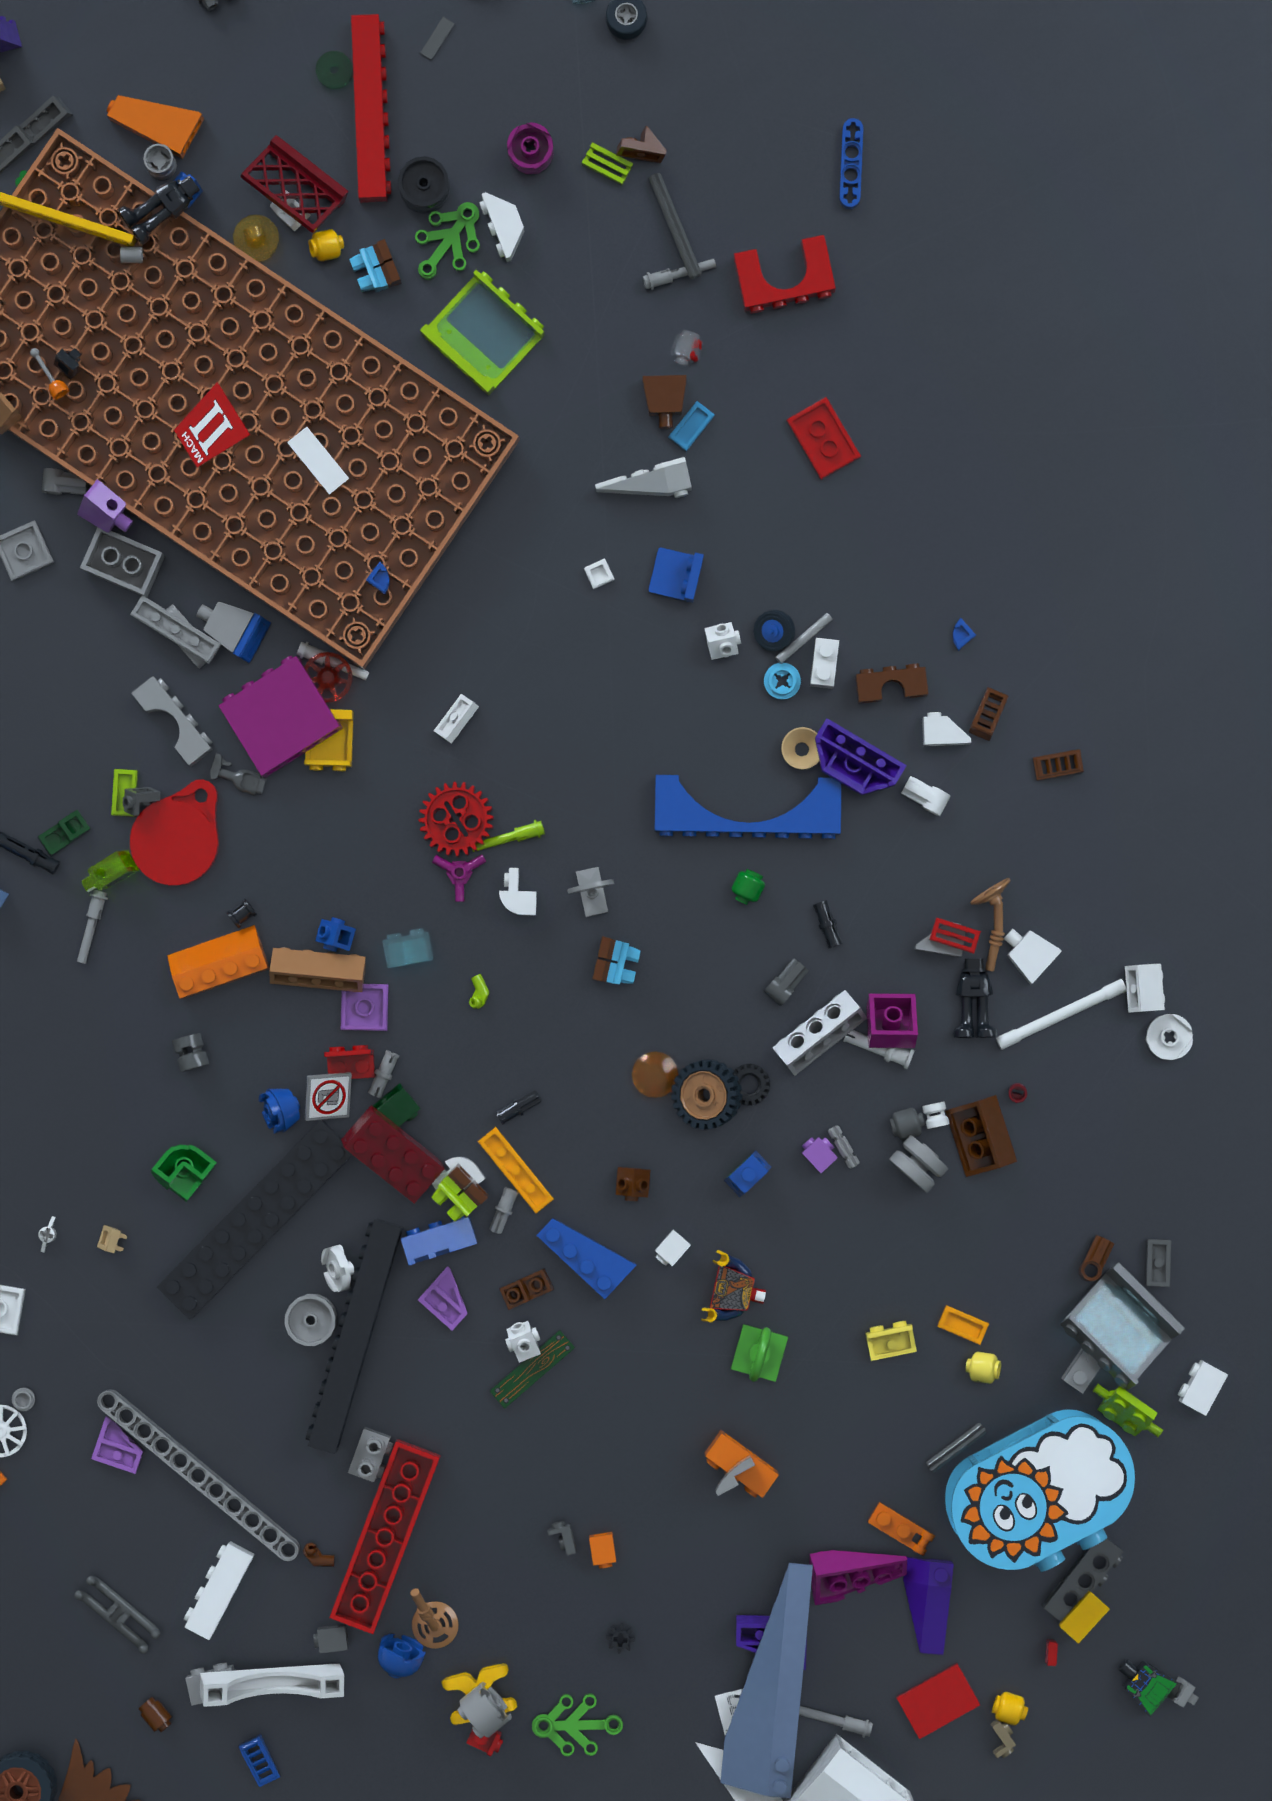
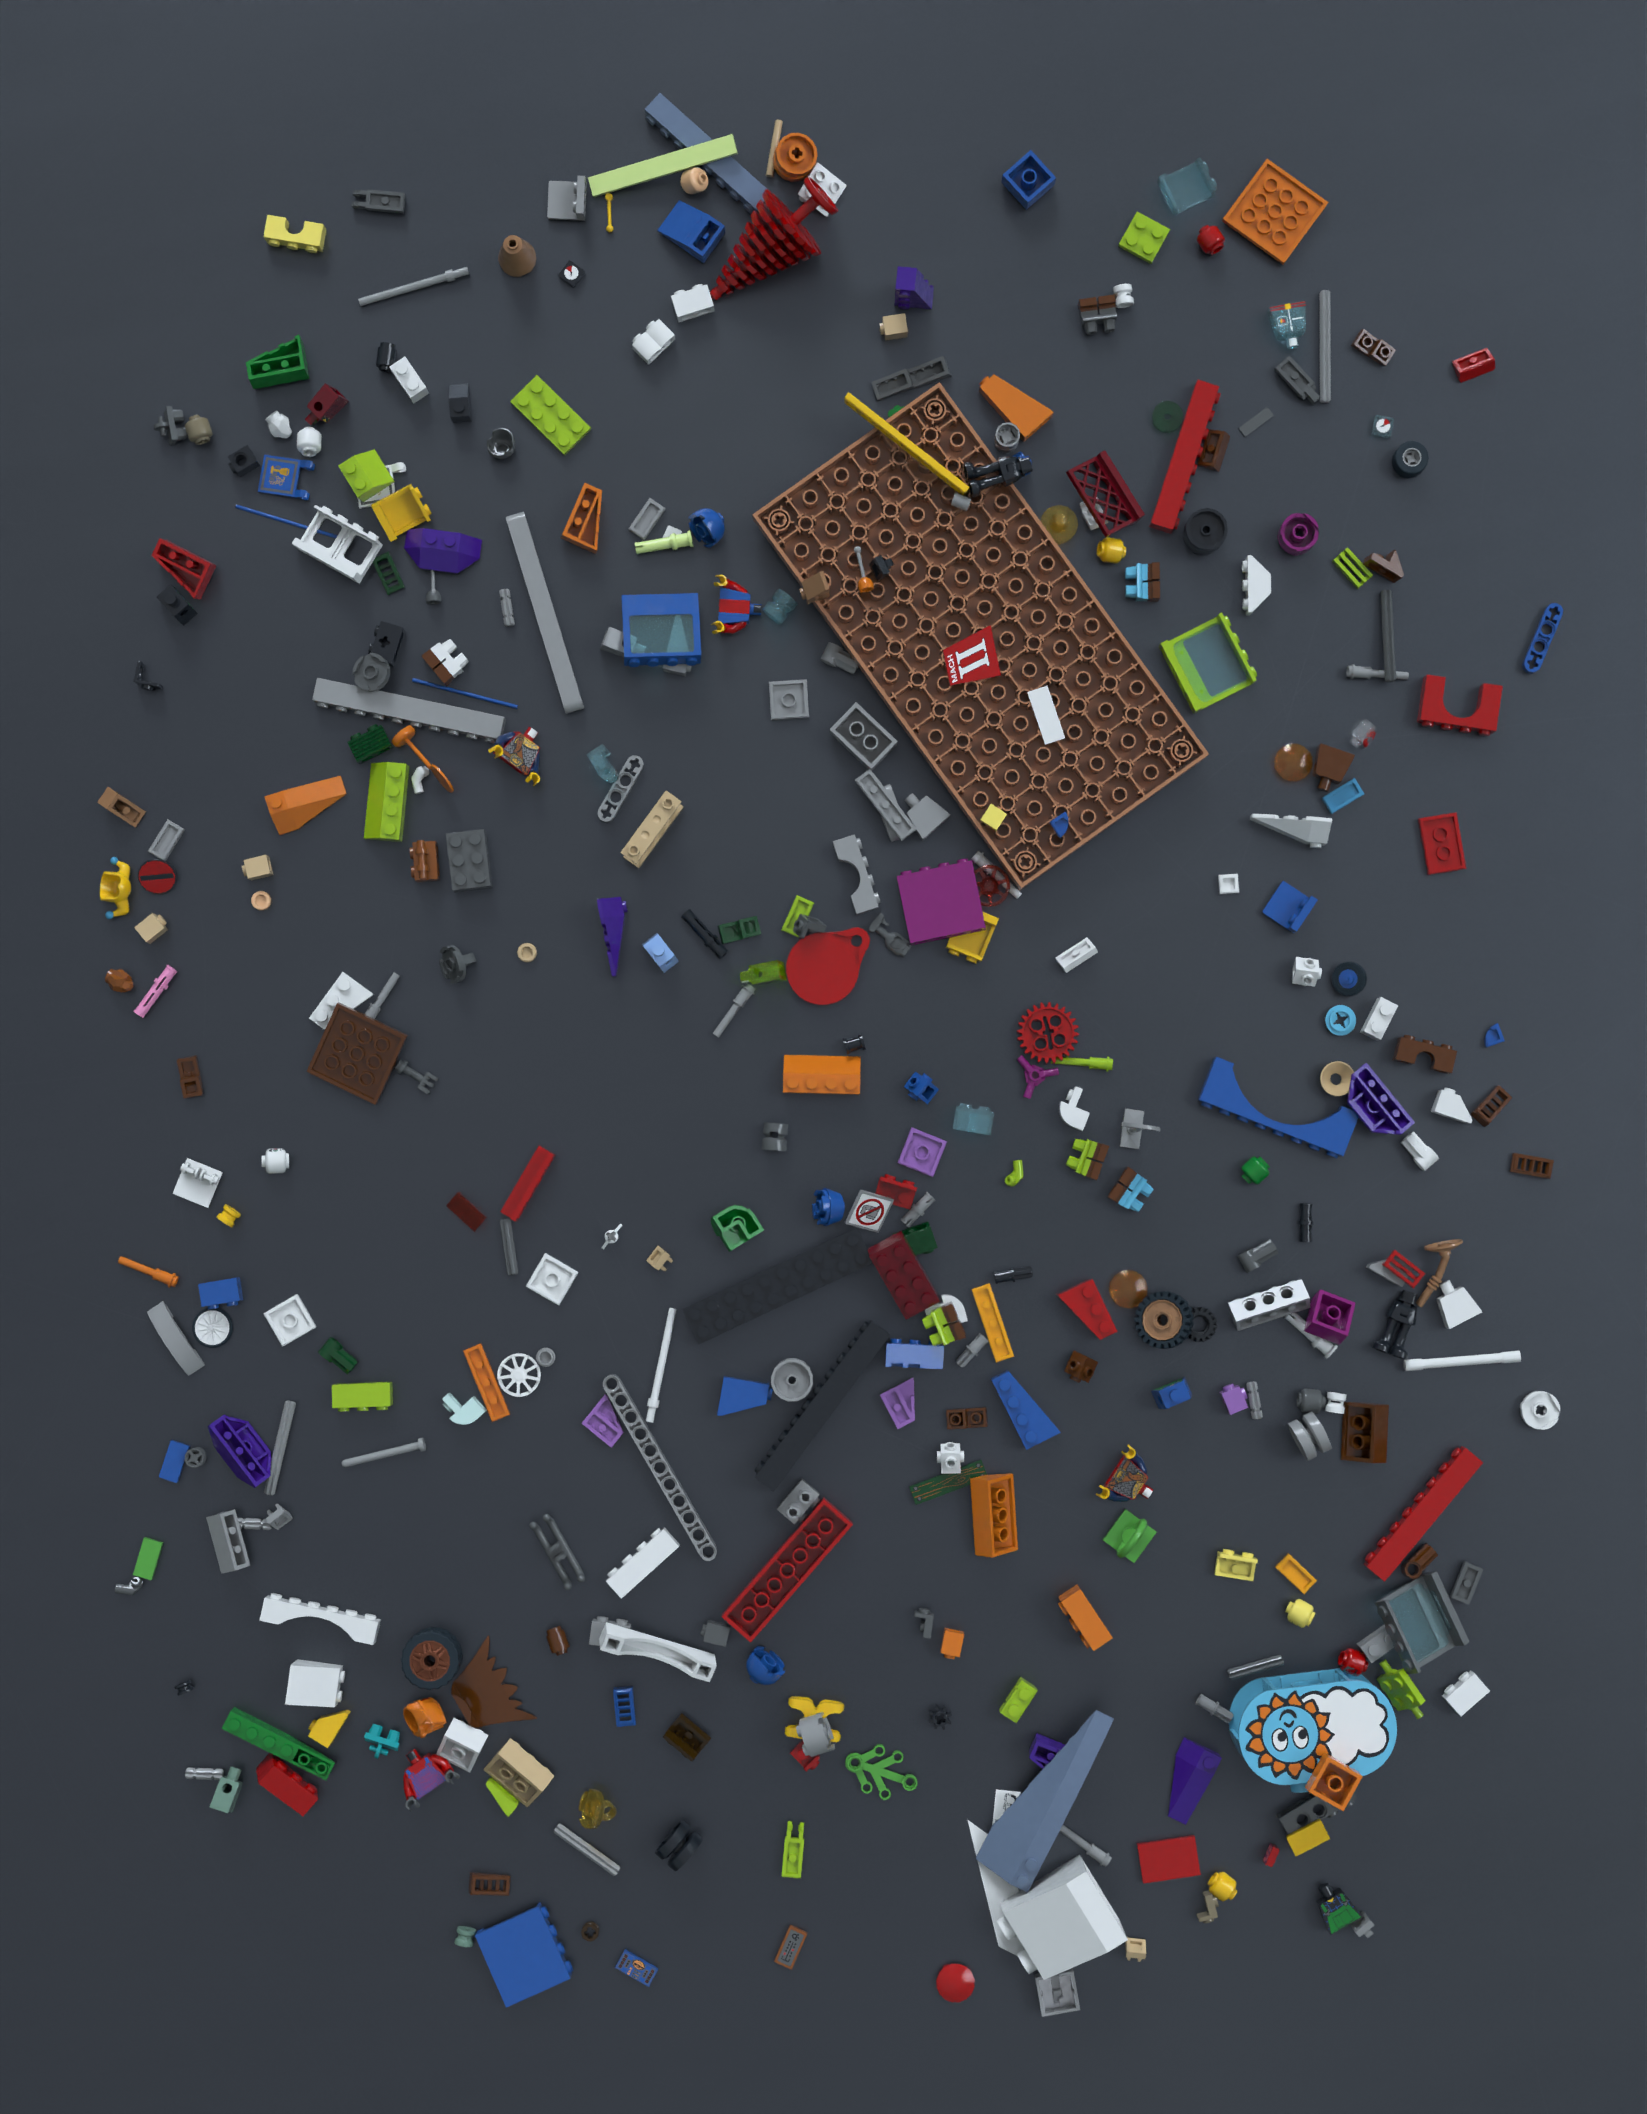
camera: 20 degrees right, 0 degrees up
(104, 508) = (866, 690): medium lavender torso -> none
(164, 1403) = (653, 1402): none -> white bar
(252, 638) = (941, 833): blue tile -> none
(260, 1358) = (742, 1395): none -> blue slope
(300, 598) = (993, 817): none -> light yellow tile
(316, 1558) = (727, 1566): reddish brown arm -> none
(317, 969) = (897, 1110): medium nougat brick -> none
(338, 1268) = (828, 1347): white plate -> none
(342, 1769) = (686, 1737): none -> dark brown bracket
(401, 88) = (1214, 450): none -> reddish brown slope
(425, 1616) = (799, 1649): medium nougat dish -> none
(450, 237) = (1210, 580): bright green plant -> none
(554, 933) = (1091, 1150): none -> lime hips
(596, 1386) = (994, 1514): none -> orange slope
(616, 1111) = (1089, 1307): none -> red wedge
(621, 408) = (1293, 762): none -> clear orange dish
(671, 1248) = (1092, 1429): white brick -> none
(701, 1585) = (1018, 1700): none -> lime brick
(729, 1480) = (1073, 1627): light grey slope -> none
(803, 638) = (1369, 993): light grey bar -> none
(845, 1571) = (1139, 1733): magenta wedge -> none
(900, 1528) = (1188, 1713): orange plate -> none
(927, 1511) = (1214, 1708): none -> light grey axle
(1017, 1097) = (1403, 1412): dark red hinge -> none
(1063, 1400) = (1352, 1662): none -> red head
(1079, 1203) = (1423, 1513): none -> red brick
(1079, 1542) = (1333, 1781): none -> orange brick
(1144, 988) = (1535, 1365): white brick -> none

